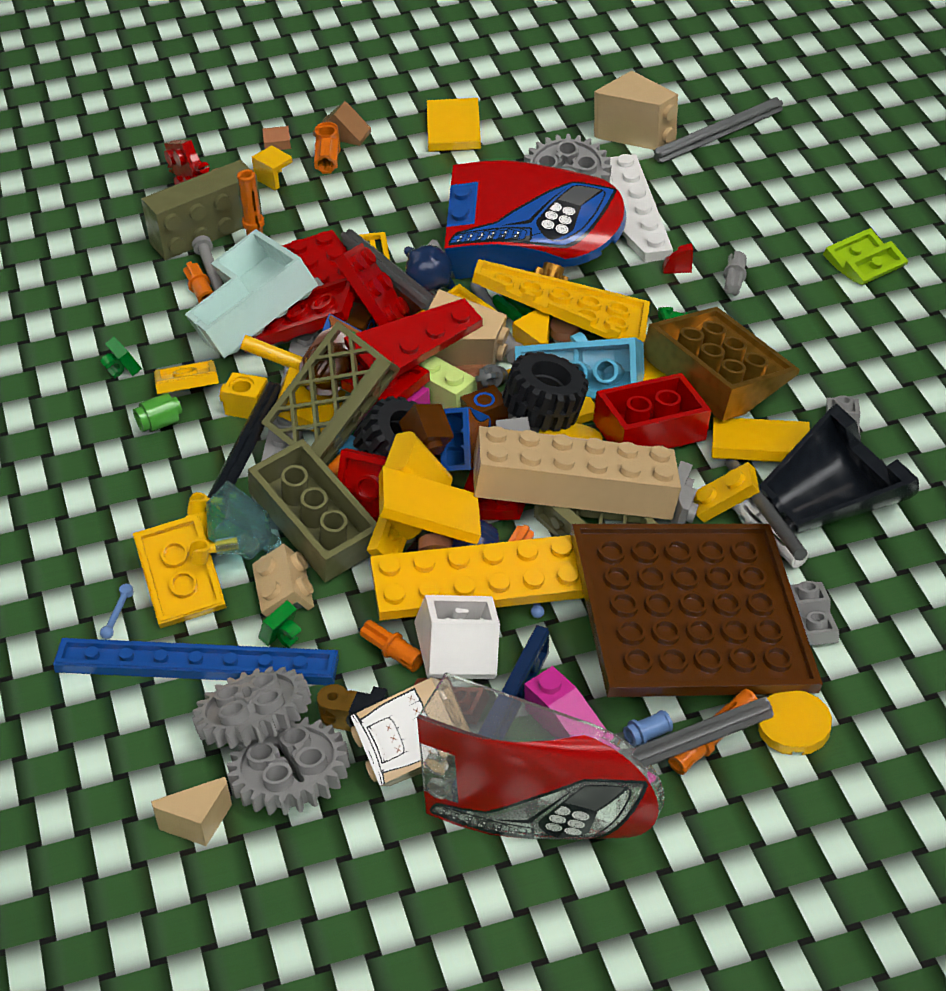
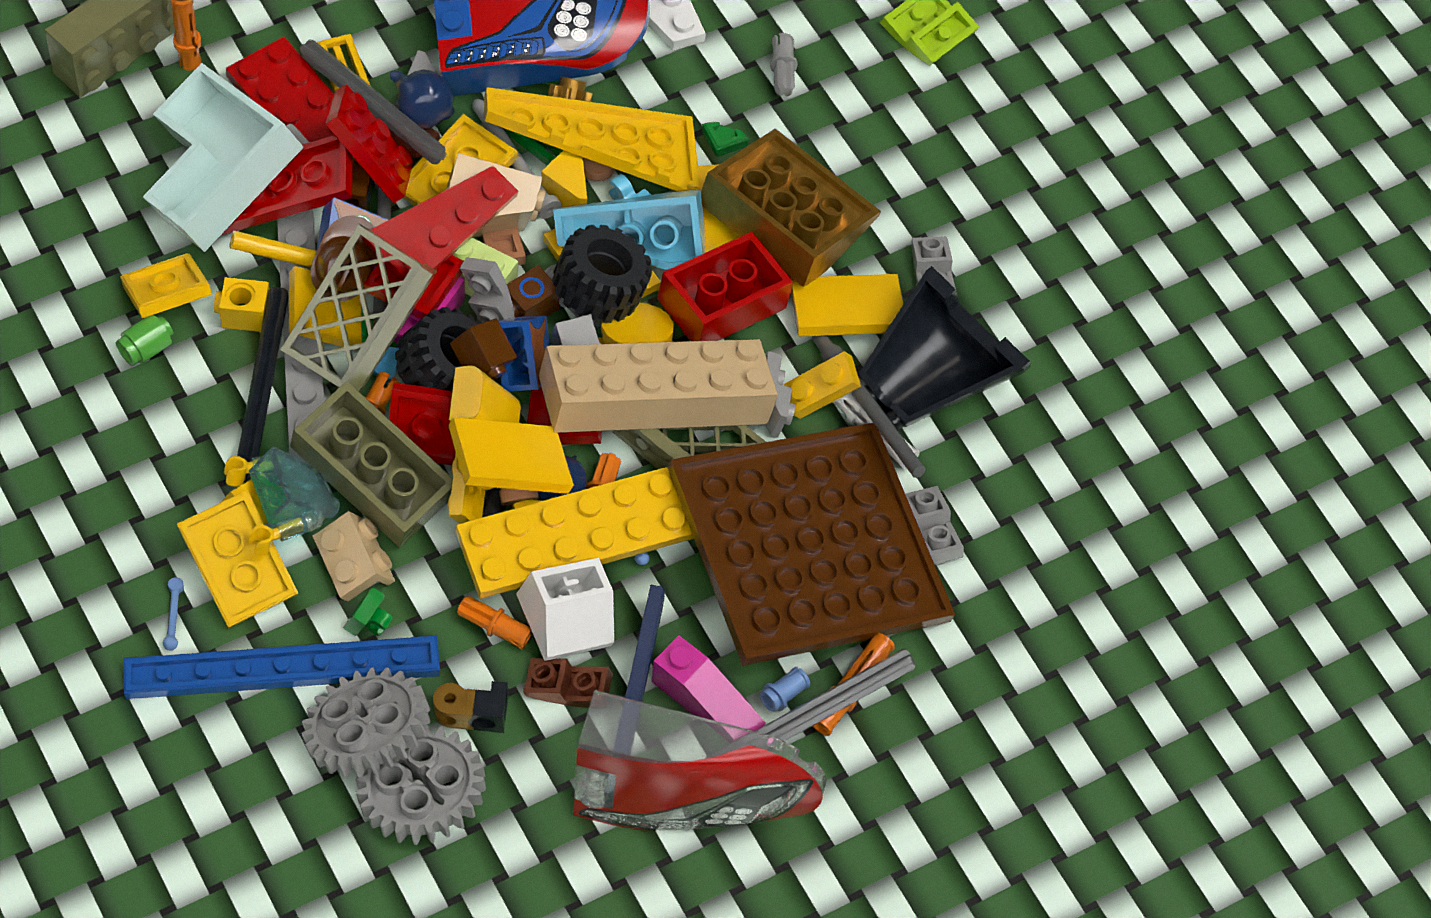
camera: 20 degrees left, 15 degrees up
(119, 358) = (73, 265): green tile -> none
(194, 811) = (335, 852): tan slope -> none
(197, 281) = (138, 136): orange axle -> none
(203, 246) = (126, 76): light grey bar -> none
(391, 734) = (540, 733): white slope -> none
(444, 386) = (491, 292): none -> light grey slope
(491, 375) = (531, 250): dark grey axle -> none
(679, 261) = (717, 51): red tile -> none
(798, 723) = (938, 657): yellow tile -> none

